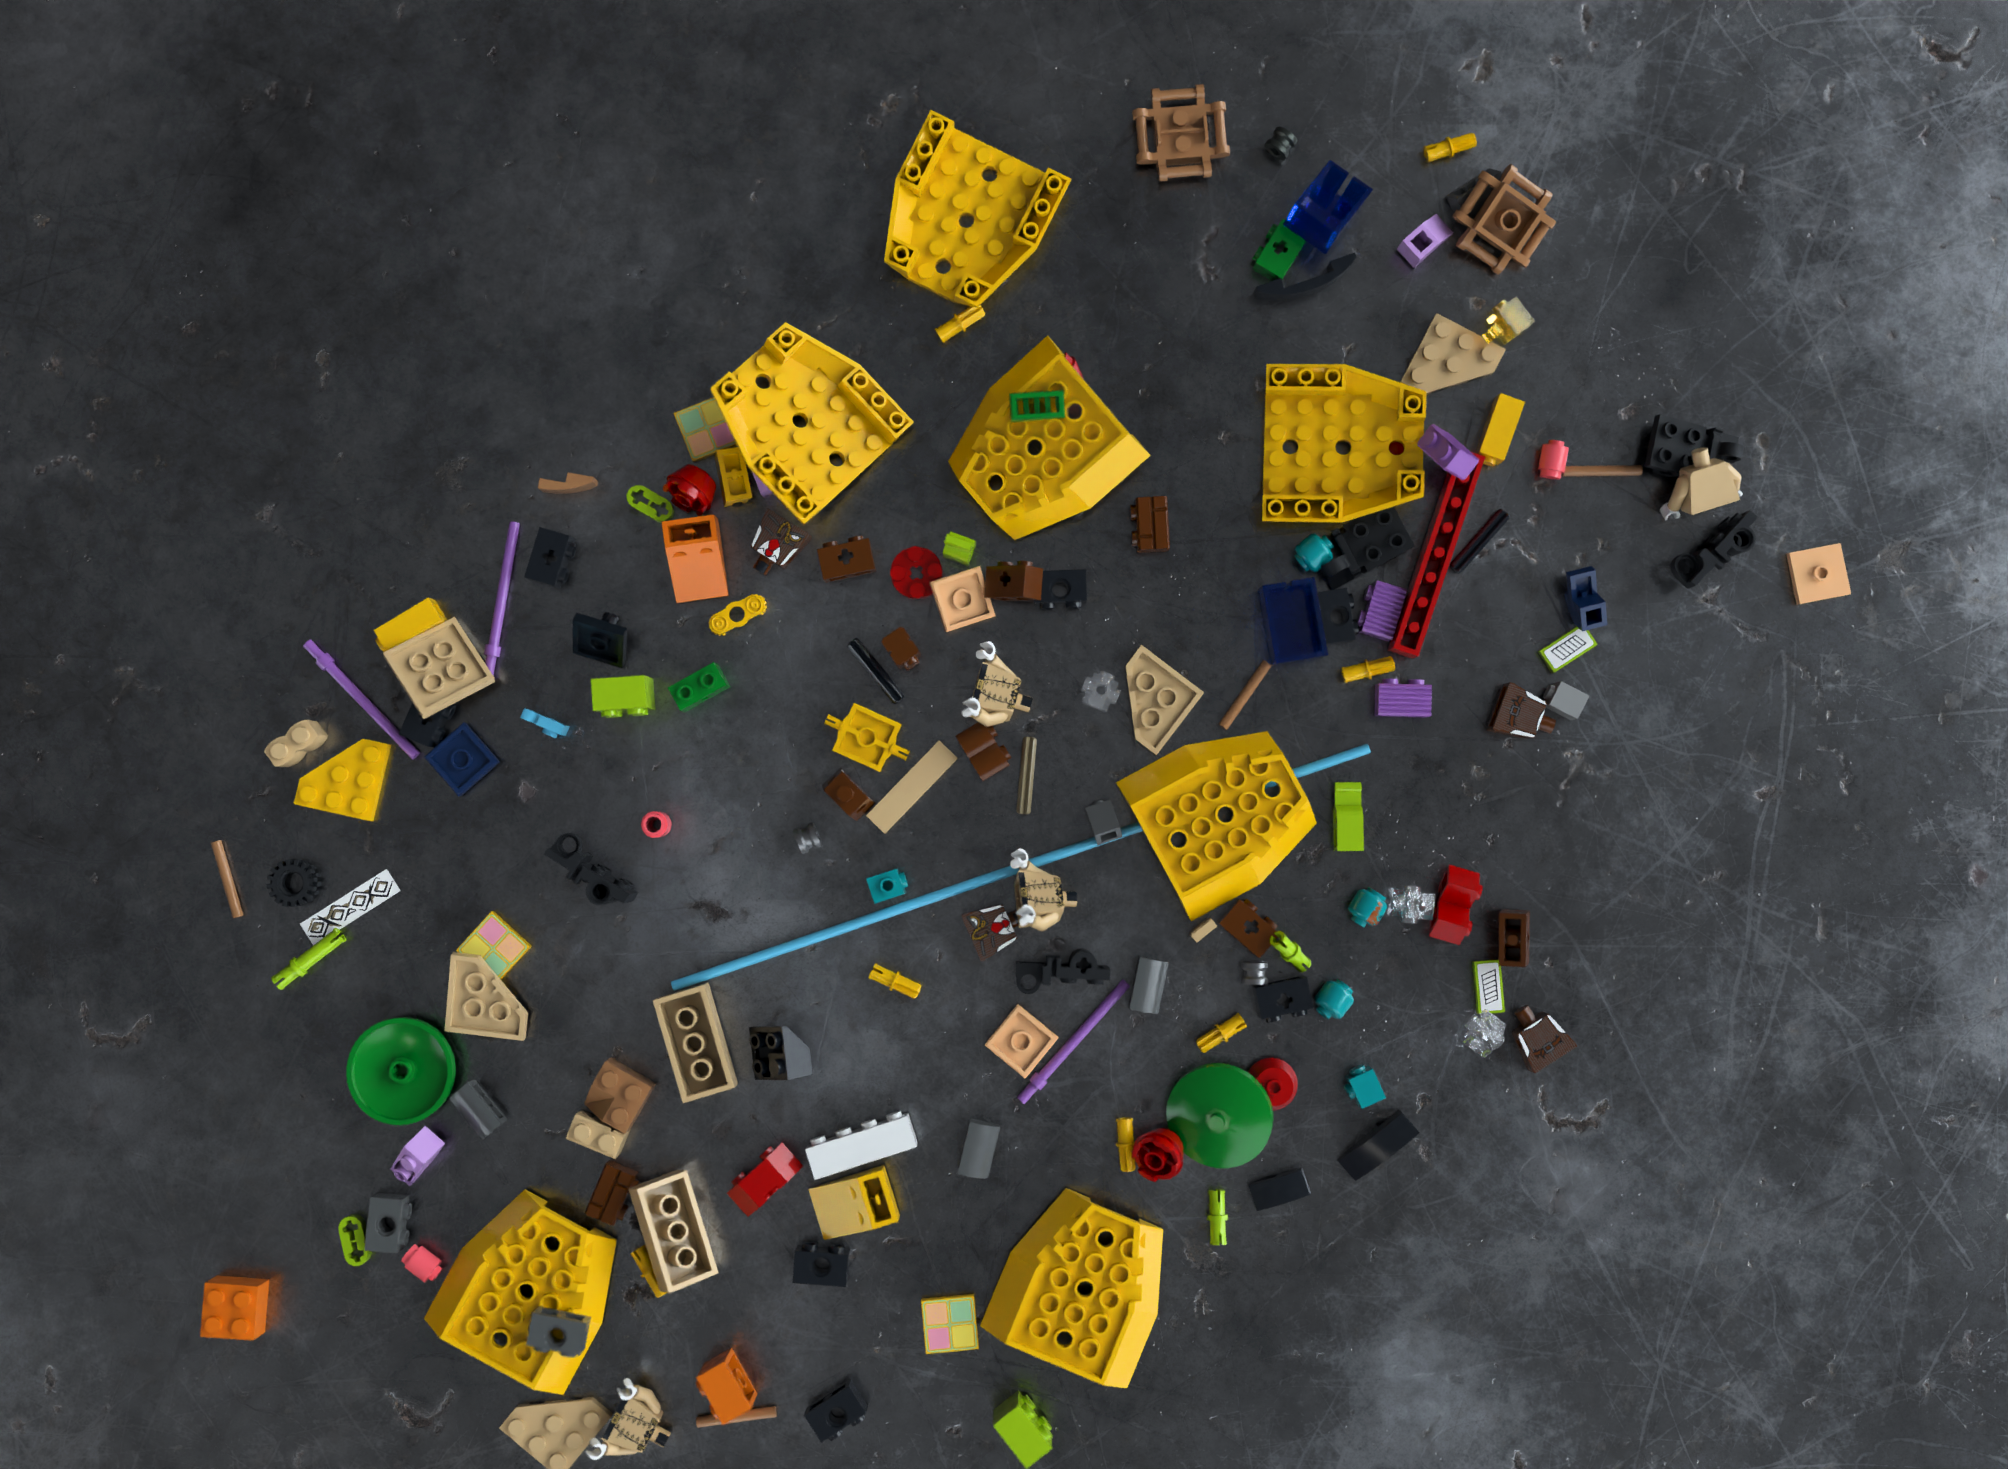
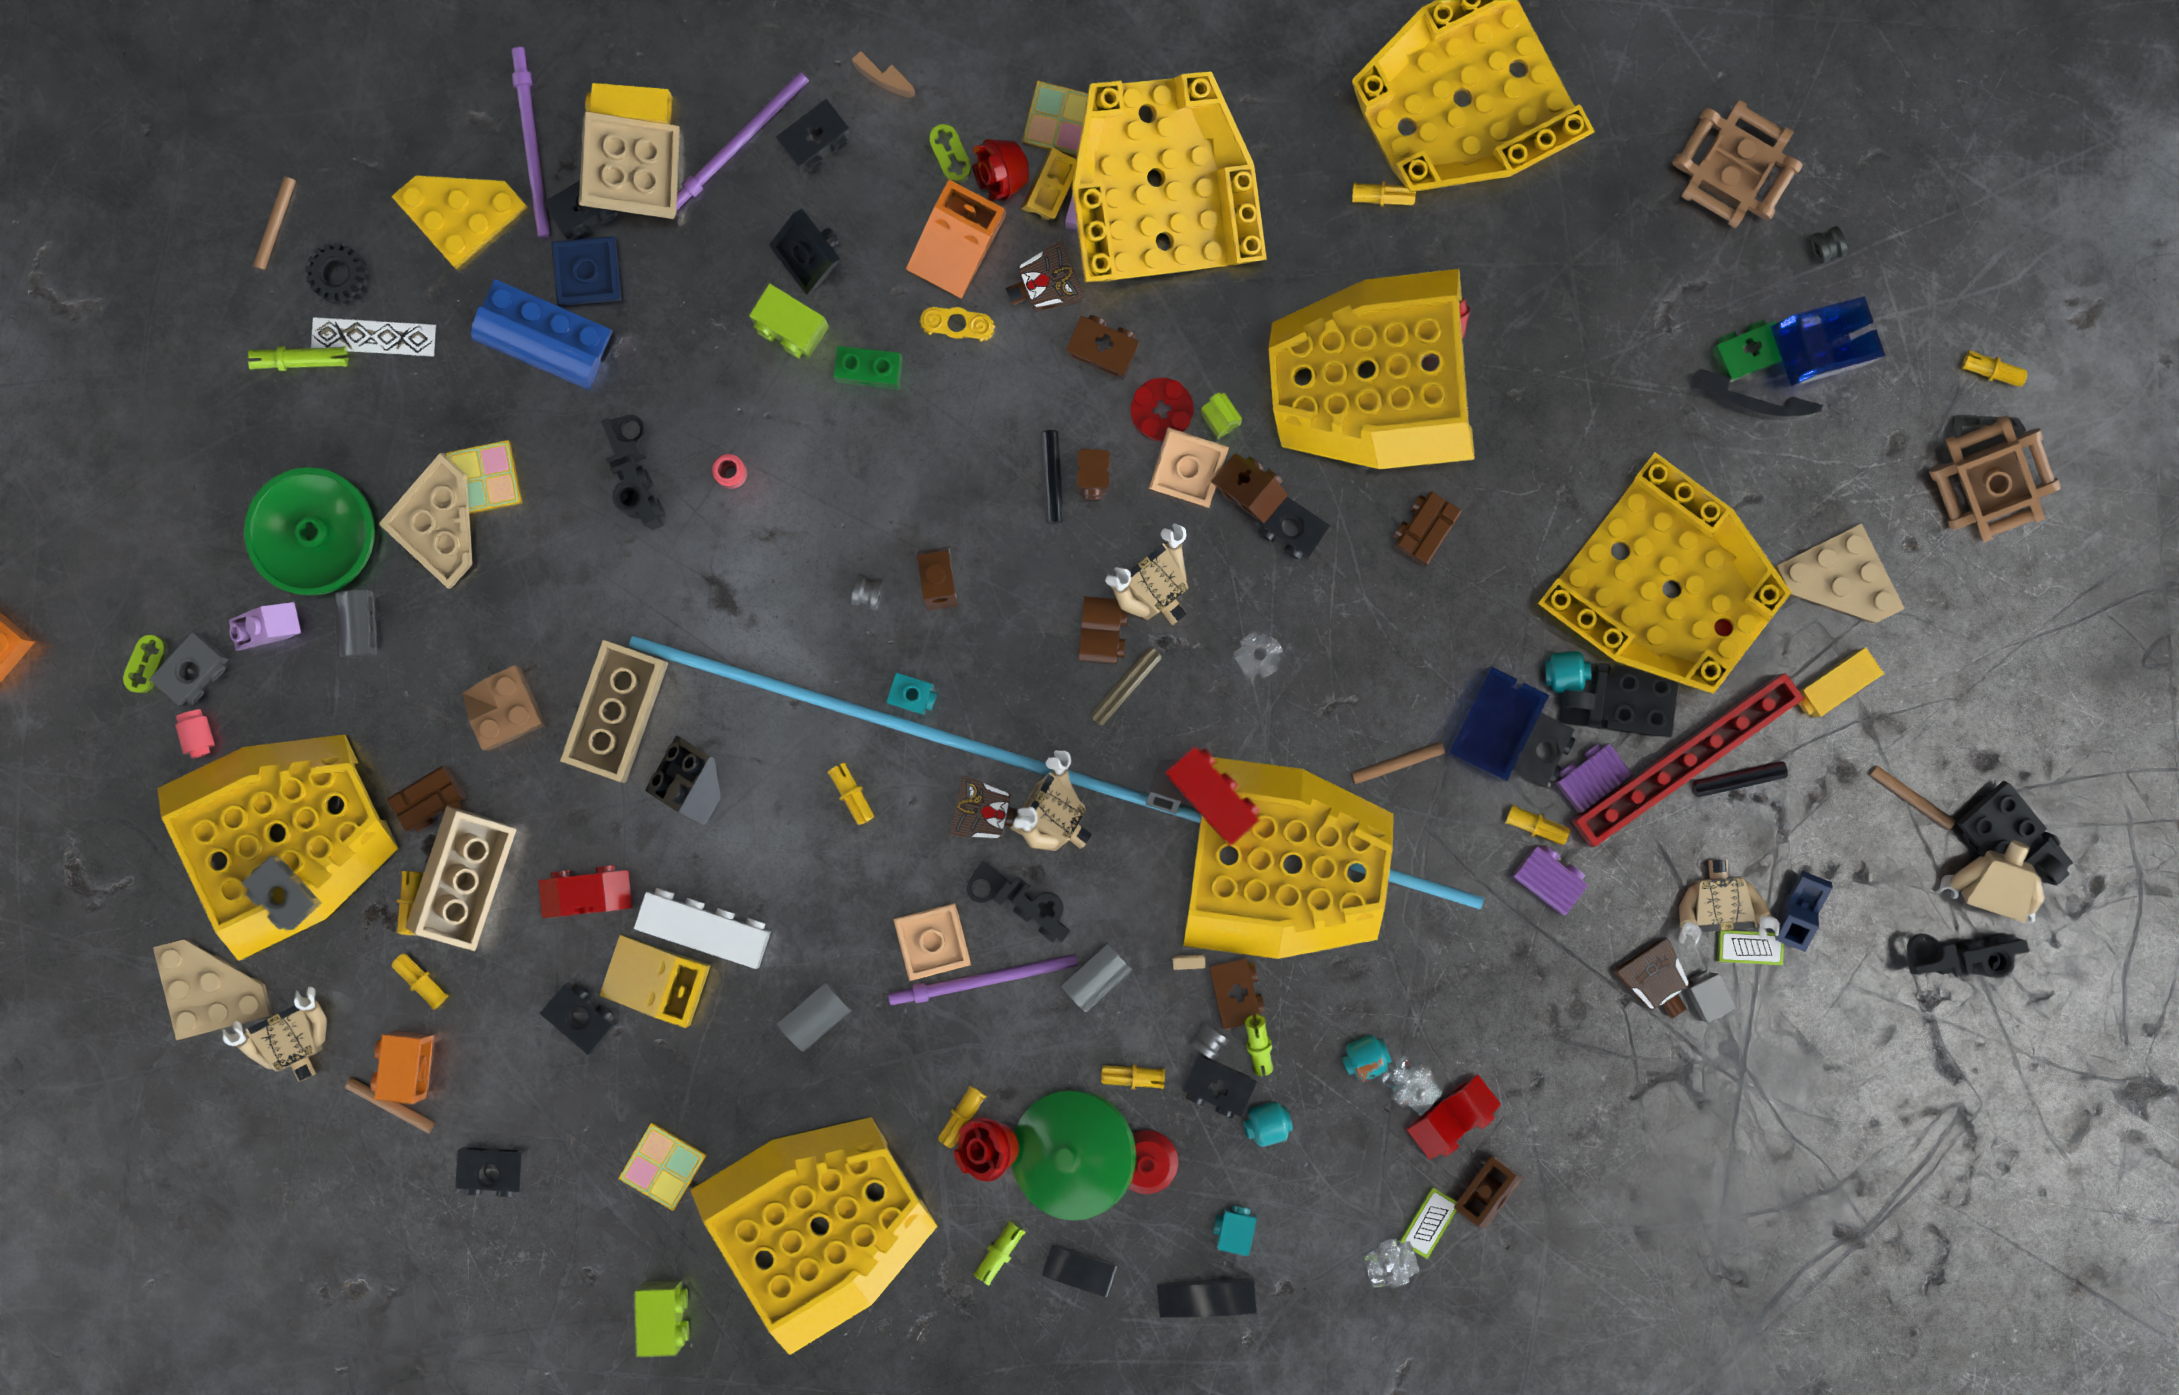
camera: 35 degrees right, 0 degrees up
(292, 747) = (430, 140): tan brick -> none
(461, 824) = (540, 334): none -> blue brick
(550, 726) = (695, 302): medium azure plate -> none
(596, 1134) = (453, 731): tan brick -> none
(695, 1319) = (419, 981): none -> yellow axle
(867, 737) = (996, 535): yellow plate -> none
(912, 787) = (1005, 616): tan tile -> none
(1025, 397) = (1368, 327): green slope -> none
(1140, 807) = (1213, 795): none -> red brick
(1157, 698) = (1309, 704): tan plate -> none
(1348, 817) = (1412, 955): lime piece -> none
(1424, 240) = (1902, 443): lavender slope -> none
(1447, 452) = (1769, 667): medium lavender brick -> none
(1508, 321) = (1926, 582): clear yellow brick -> none
(1530, 633) = (1723, 905): none -> tan torso
(1540, 1039) = (1442, 1310): reddish brown torso -> none
(1553, 459) = (1871, 751): coral brick -> none
(1818, 573) = (2053, 1054): light nougat plate -> none

